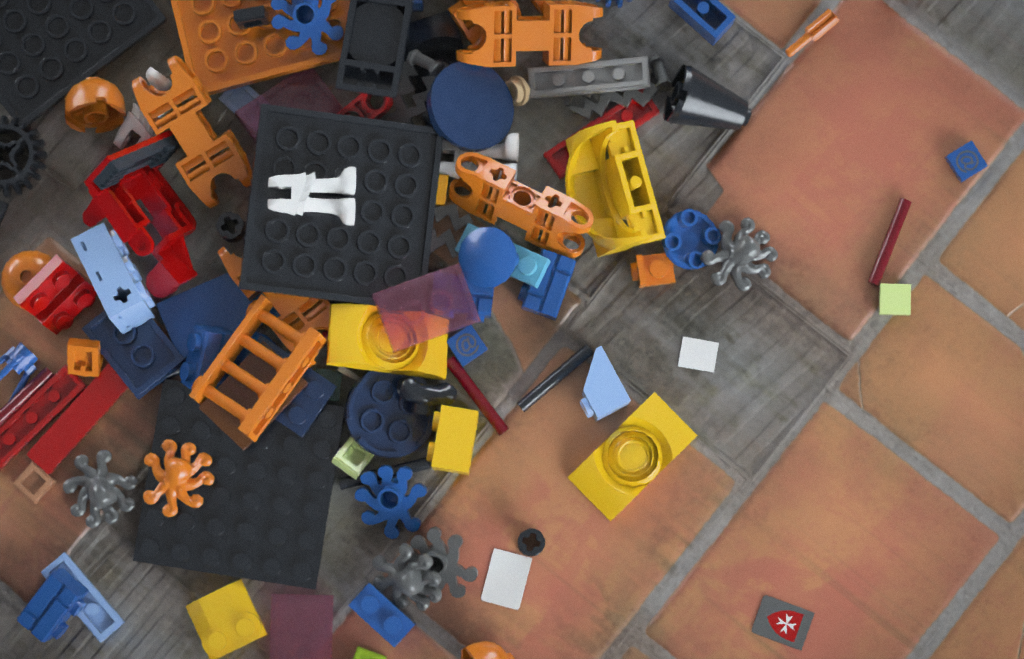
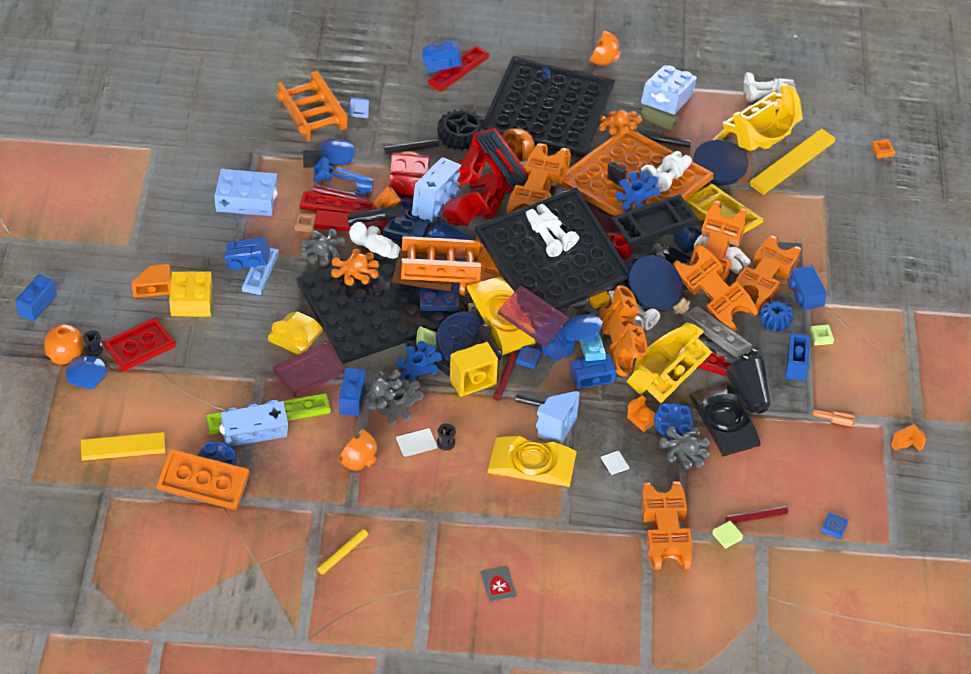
camera: 55 degrees right, 35 degrees down
(99, 389) = (376, 215): none -> black axle
(161, 425) = (373, 240): none -> white piece
(724, 169) = (725, 419): none -> black slope
(838, 365) = (667, 538): none -> orange piece

